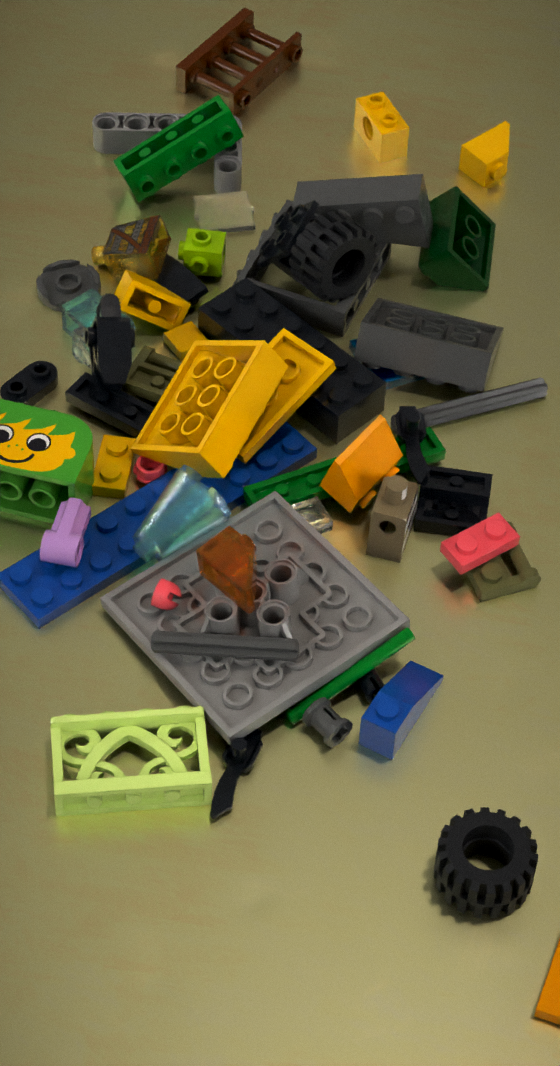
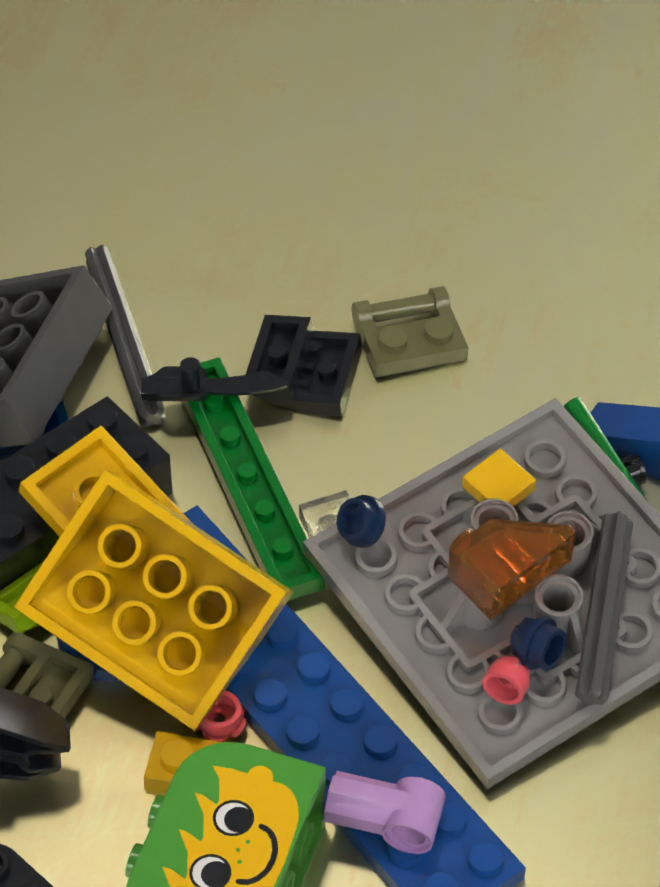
camera: 85 degrees left, 0 degrees up
(110, 406) = (96, 752): black plate -> none
(180, 516) = (365, 651): clear light blue cone -> none
(189, 607) = (538, 643): none -> dark blue plate
(283, 509) = (361, 521): none -> dark blue plate
(324, 585) = (499, 479): none -> yellow tile
(363, 466) = (272, 432): light orange slope -> none
(397, 504) = (349, 418): dark tan torso -> none
(479, 543) = (401, 330): coral plate -> none

